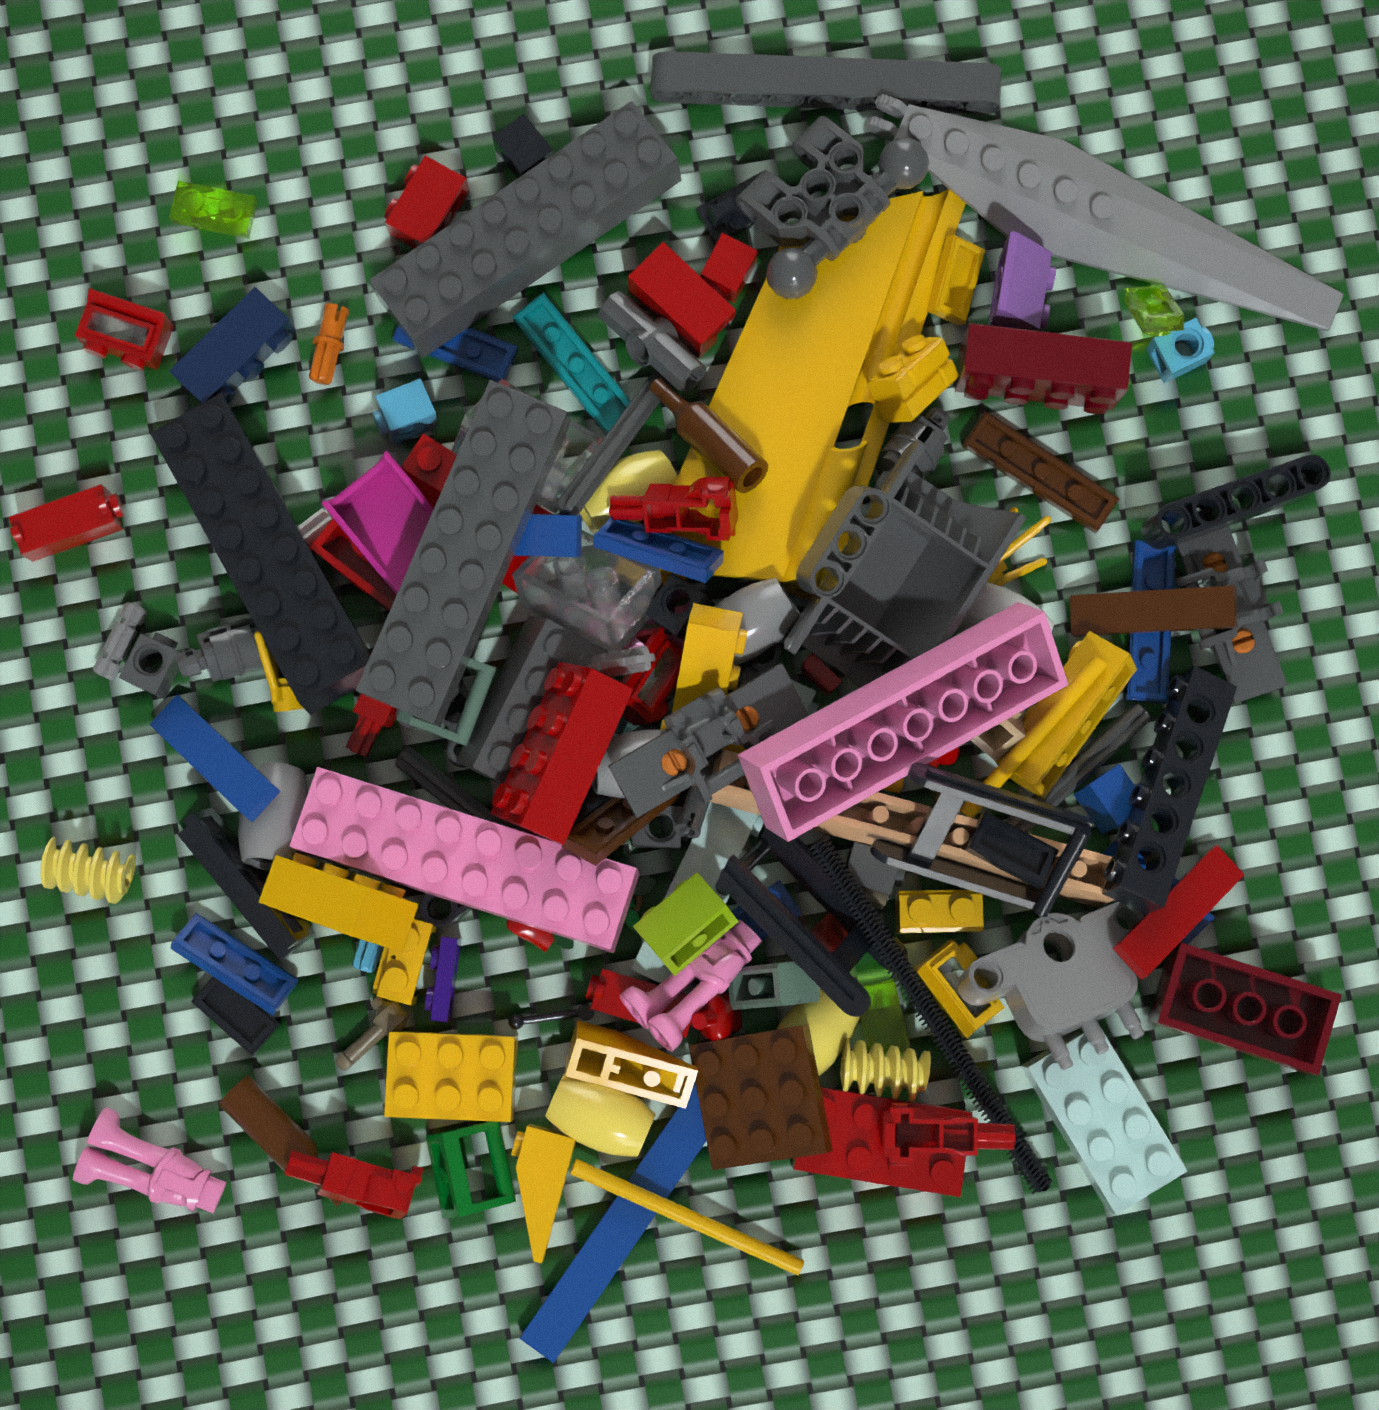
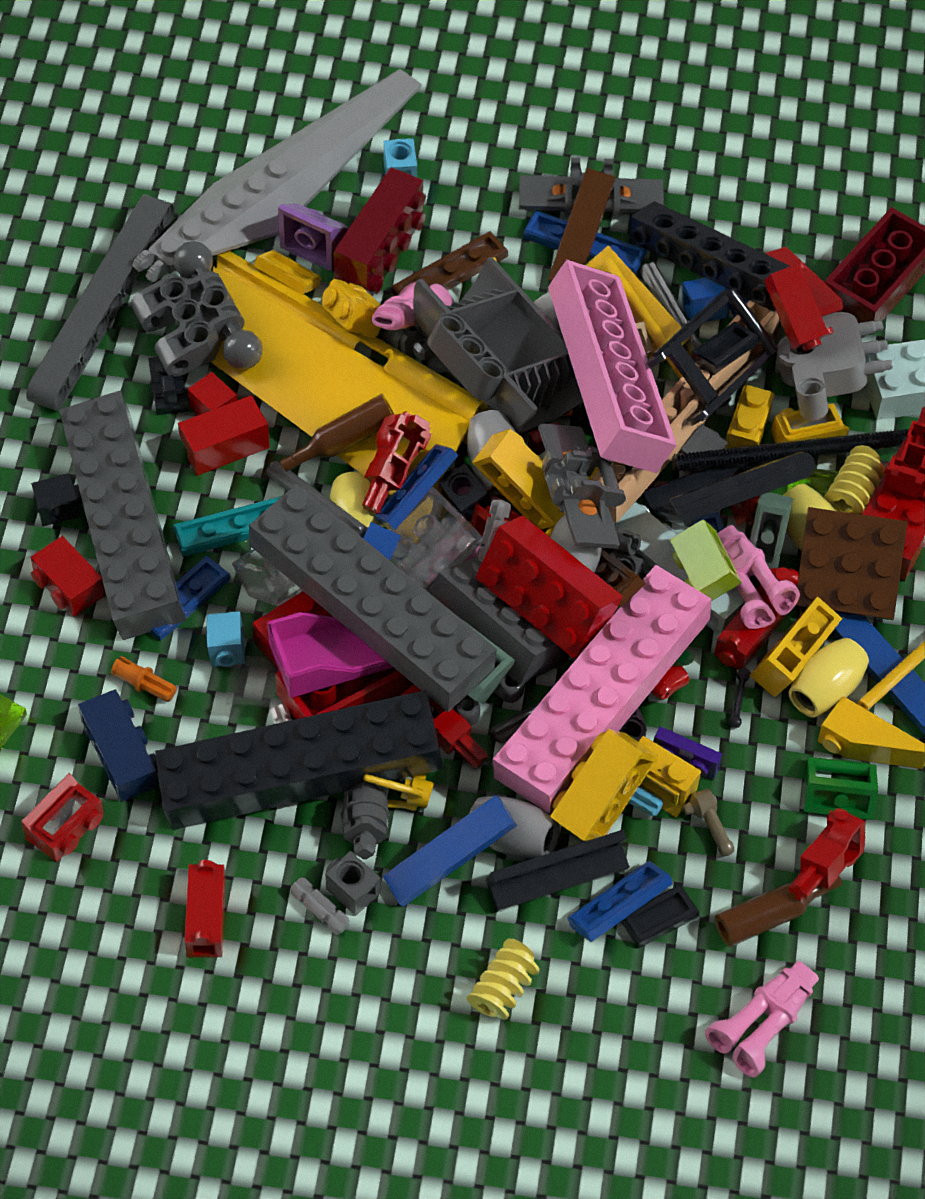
camera: 70 degrees left, 25 degrees down
(451, 1076) = (764, 771): yellow brick -> none
(652, 342) = (232, 468): dark grey piece -> none
(896, 430) = (398, 310): none -> bright pink piece
(1094, 923) = (797, 307): none -> red brick
(1154, 310) = (366, 162): clear neon green plate -> none
(1222, 512) = (524, 161): black beam -> none

